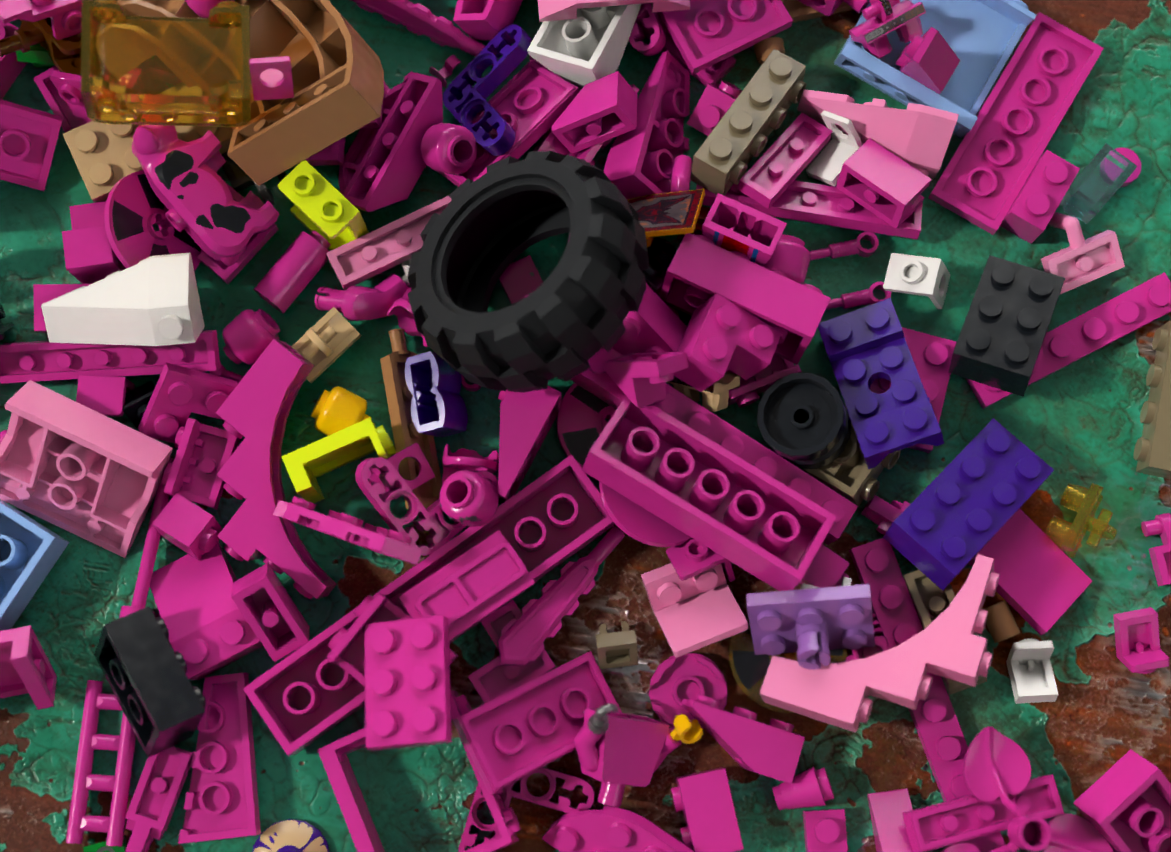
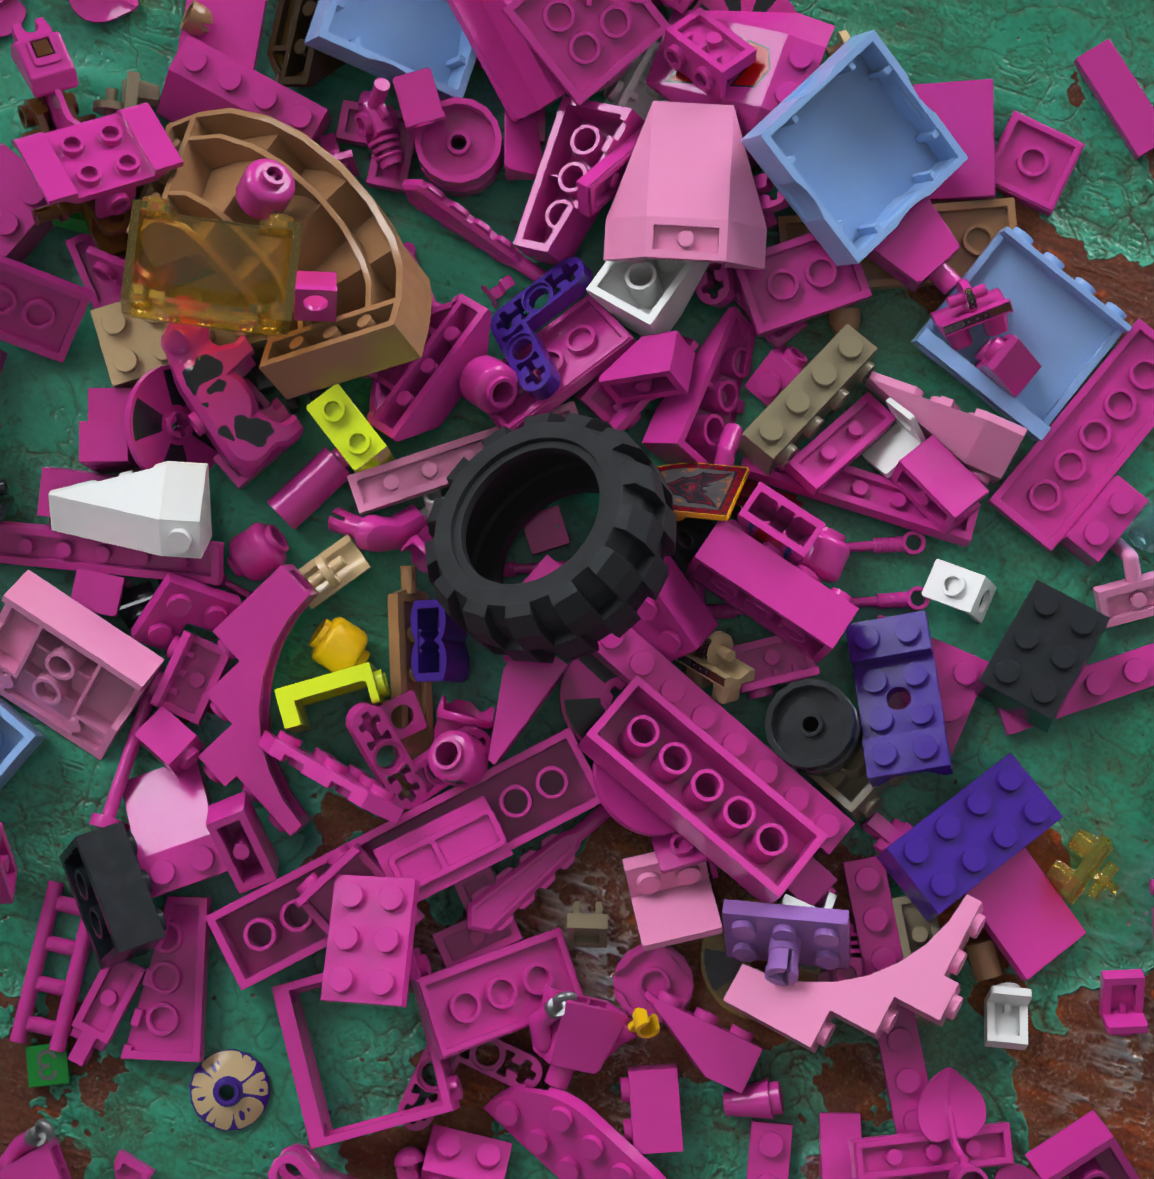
camera: 15 degrees right, 5 degrees up
(643, 374) = (655, 660): dark pink slope -> none
(722, 339) = (740, 632): dark pink brick -> none

